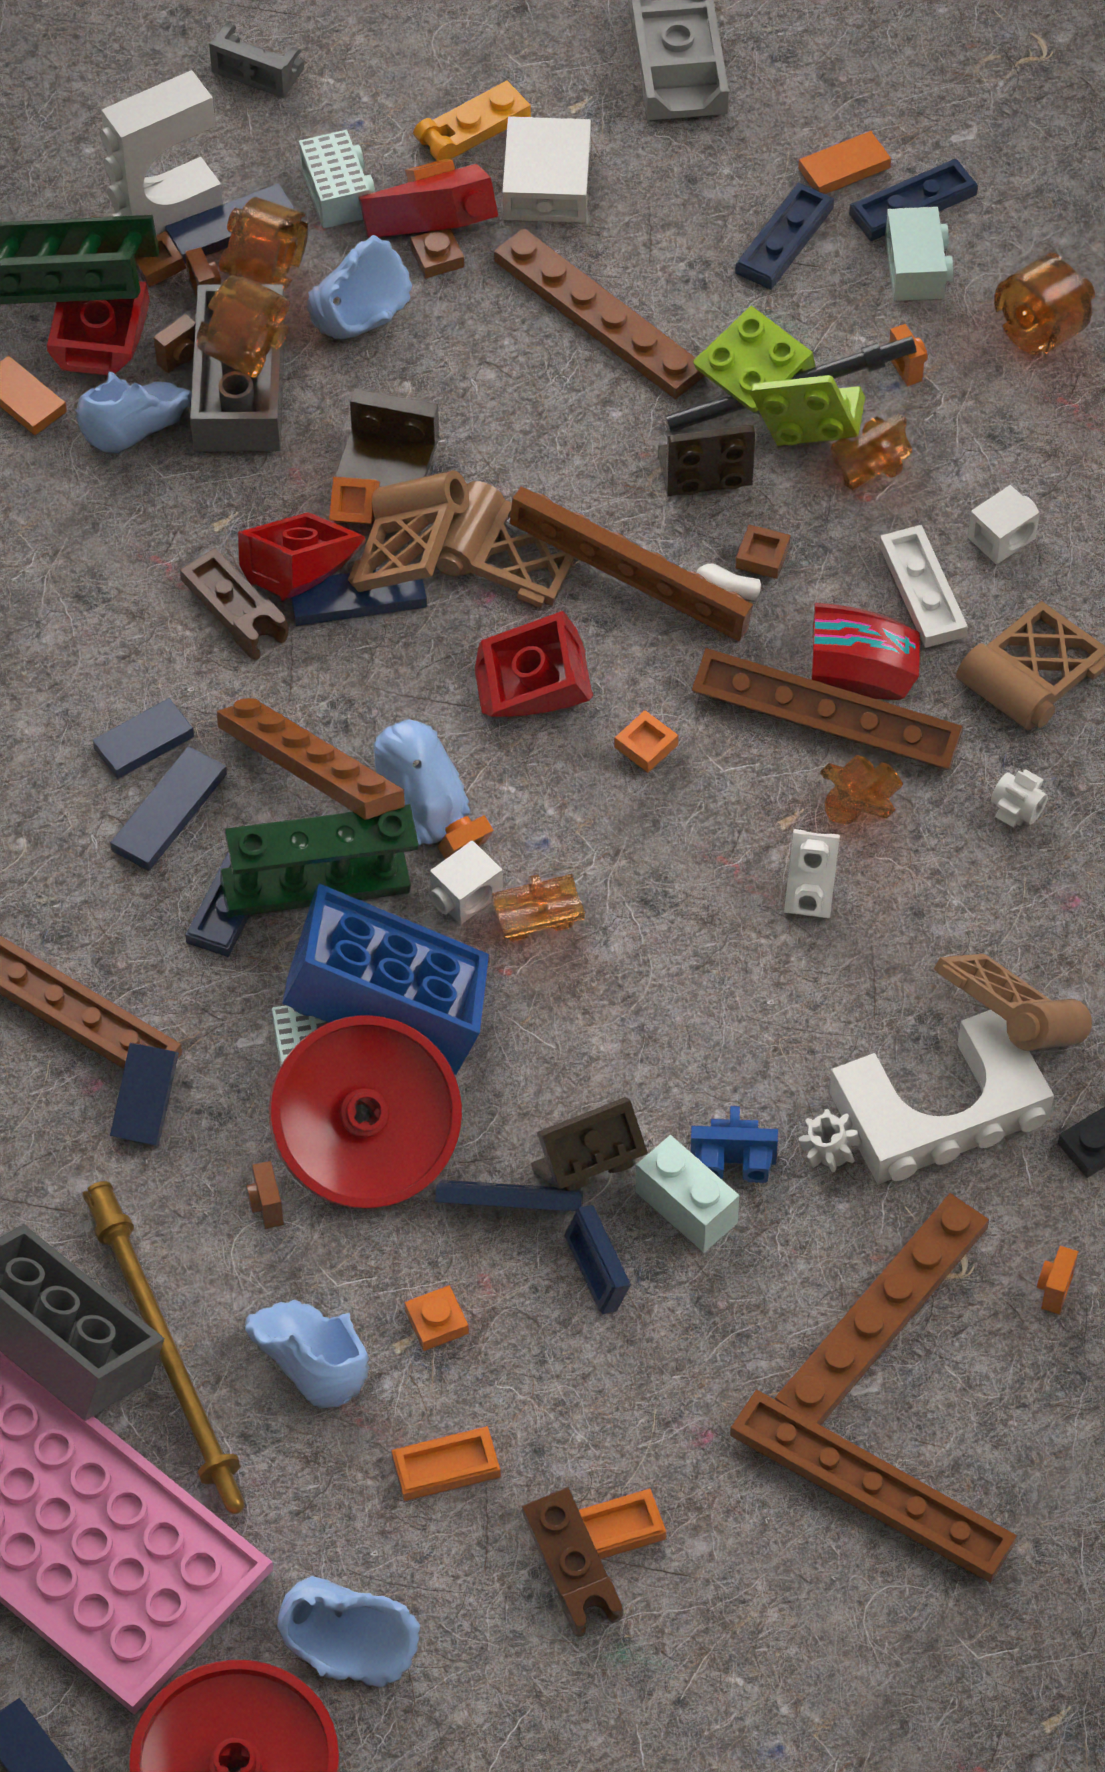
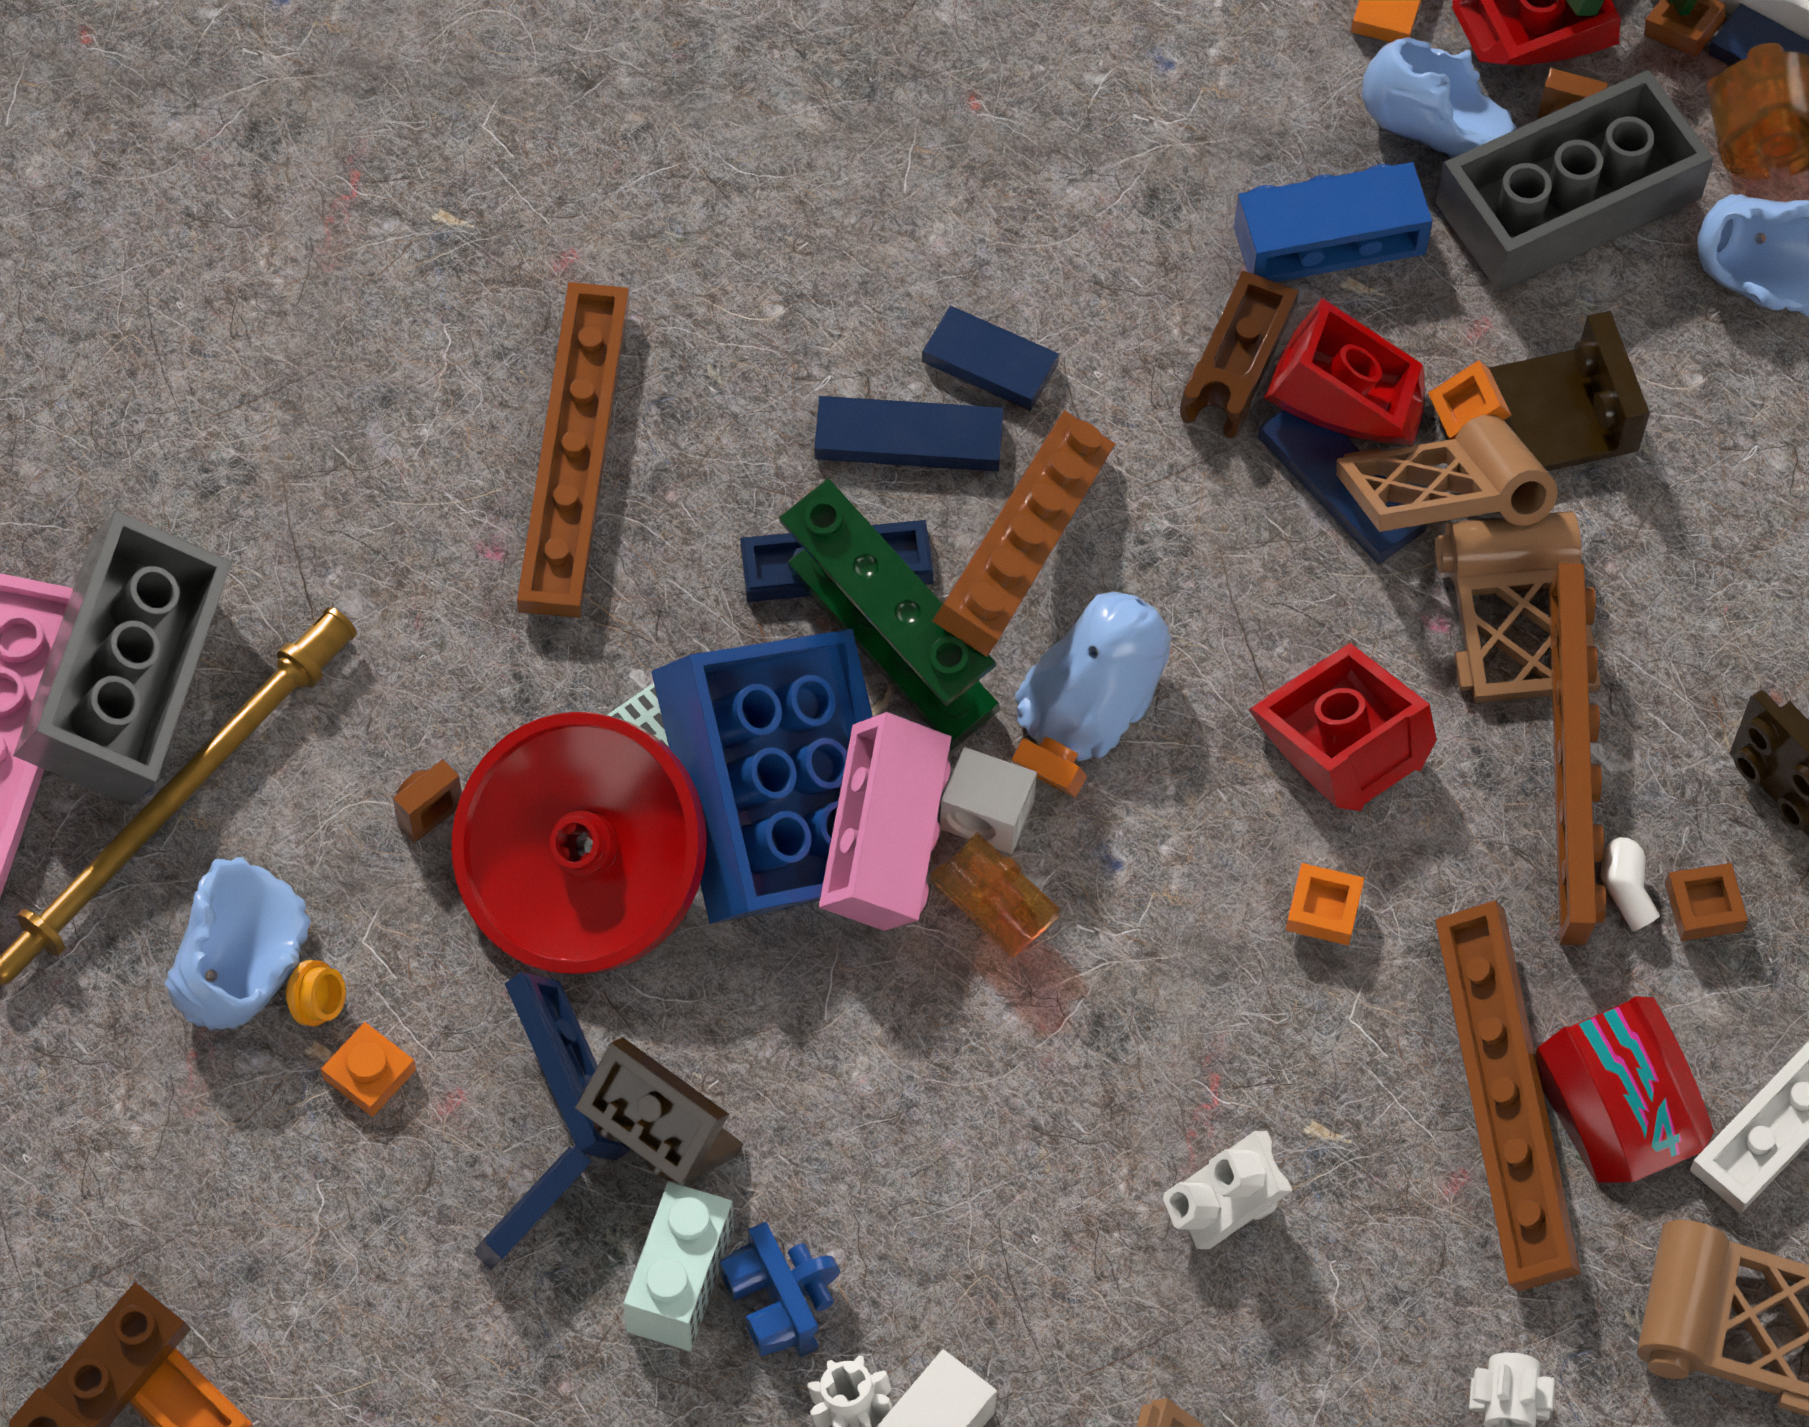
camera: 60 degrees right, 5 degrees up
(144, 1094) = (488, 602): dark blue tile -> none
(175, 507) = (1333, 222): none -> blue brick
(200, 271) = (1689, 75): dark orange plate -> none
(244, 324) = (1594, 136): clear orange brick -> none
(368, 1321) = (315, 993): none -> light orange plate
(446, 1463) = (177, 1176): orange tile -> none
(458, 934) = (886, 822): none -> bright pink brick
(860, 789) = (1396, 1189): clear orange hips -> none

